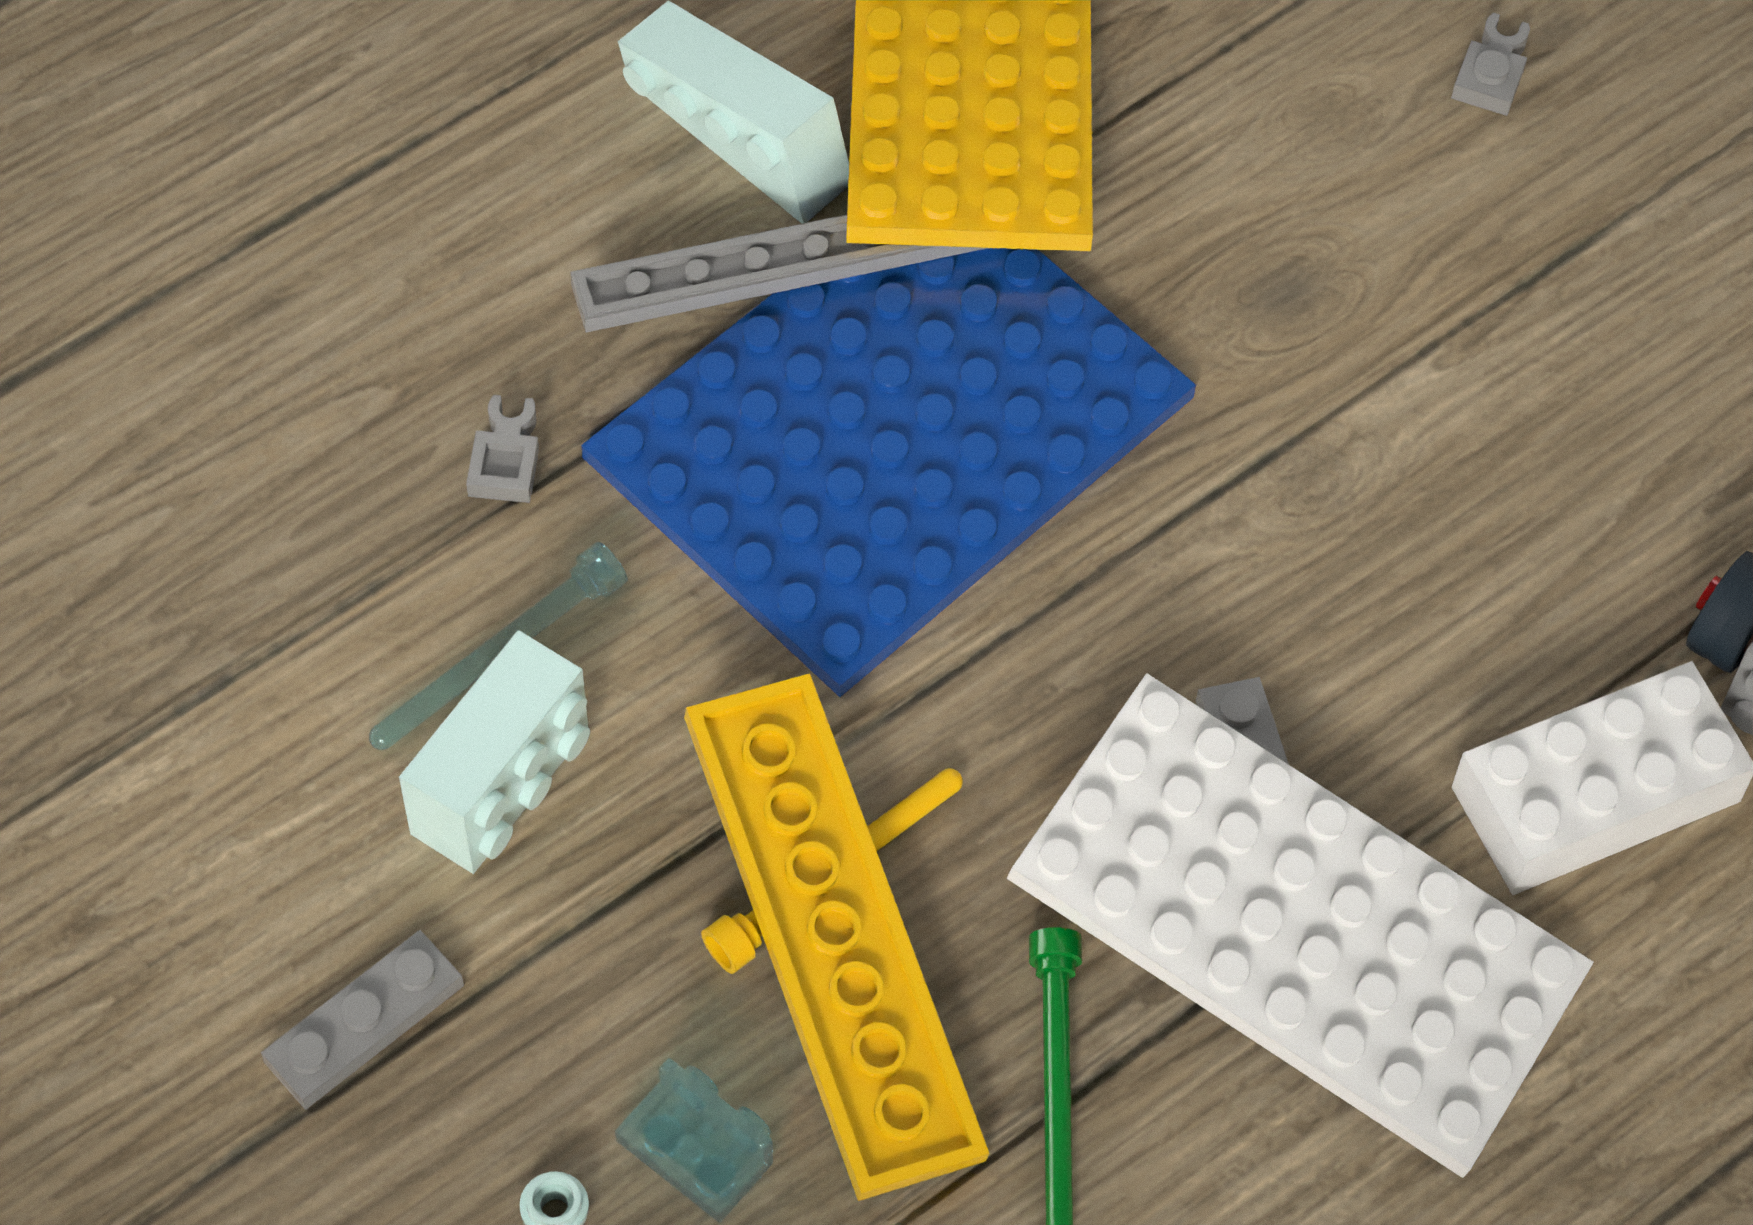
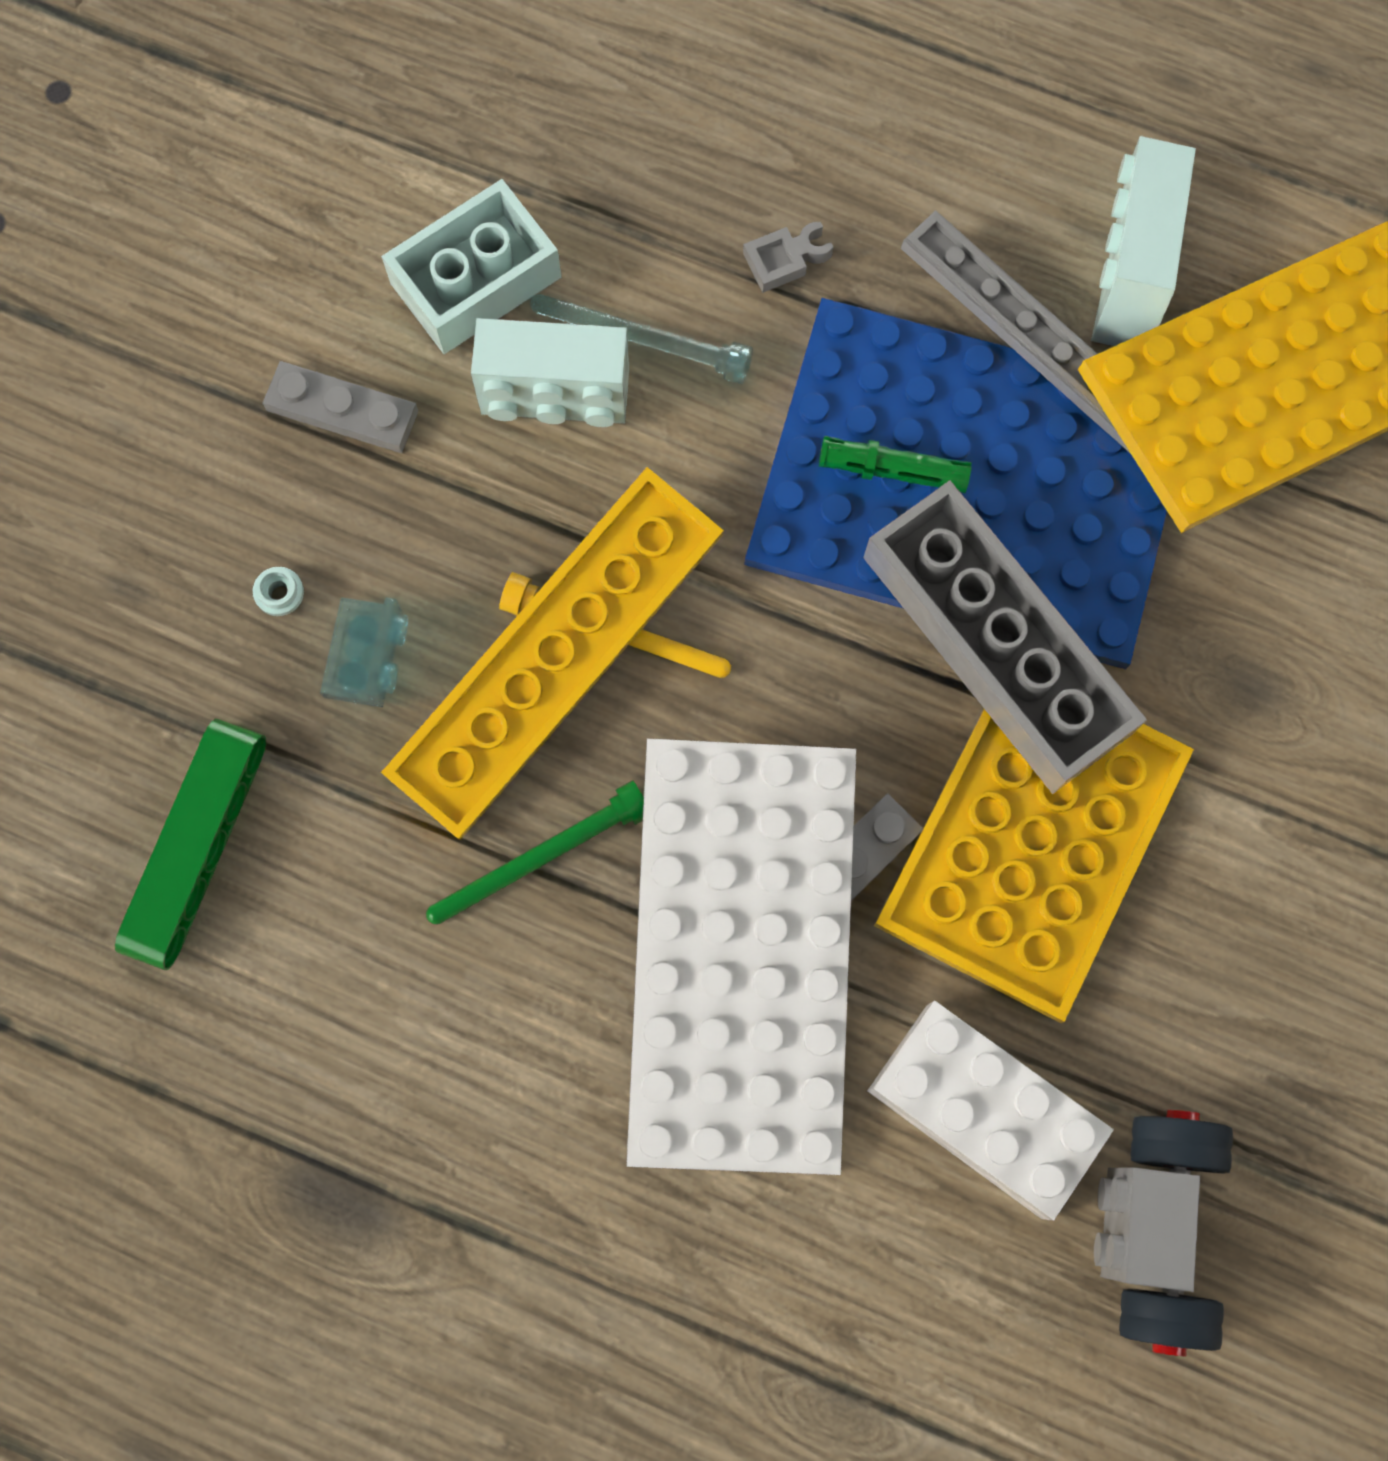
camera: 60 degrees right, 15 degrees up
(299, 772) = (472, 265): none -> light aqua brick
(819, 489) = (894, 464): none -> green pin
(1106, 471) = (1002, 636): none -> light grey brick
(1332, 579) = (1029, 878): none -> yellow plate

